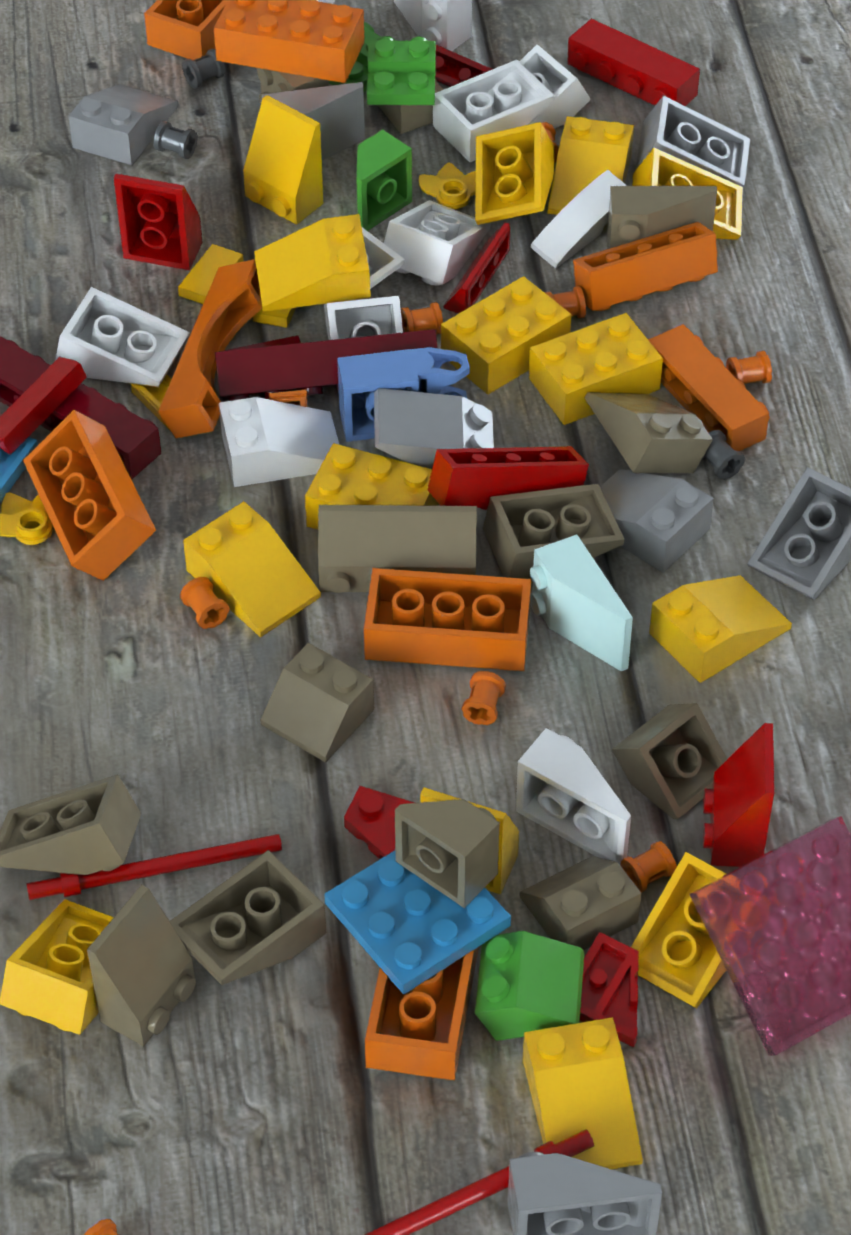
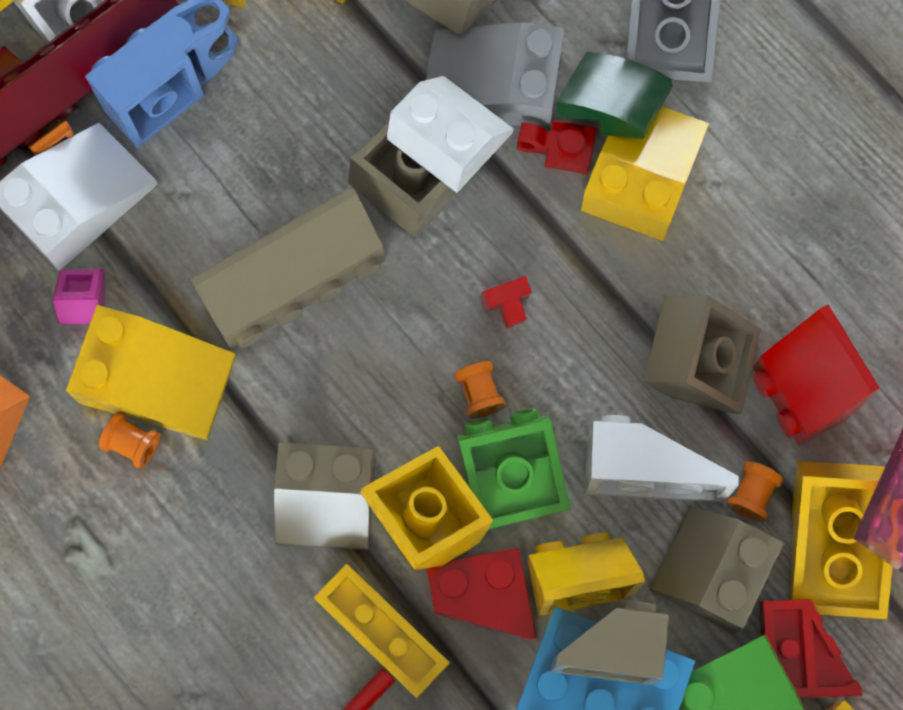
camera: 30 degrees left, 25 degrees up
(232, 496) = (78, 294): none -> dark pink slope
(296, 809) = (382, 631): none -> yellow plate
(365, 478) = (213, 210): yellow brick -> none
(385, 740) = (428, 510): none -> yellow slope
(419, 423) = (237, 104): light grey slope -> none
(447, 619) = (392, 321): orange brick -> none
(470, 755) = (514, 467): none -> bright green plate
(477, 474) = (343, 121): red brick -> none
(547, 650) = (507, 299): none -> red tile
(573, 504) = (446, 131): none -> white slope
(580, 601) = (511, 228): light aqua slope -> none
(656, 580) = (566, 145): none -> red plate
(725, 562) = (616, 92): none -> dark green slope

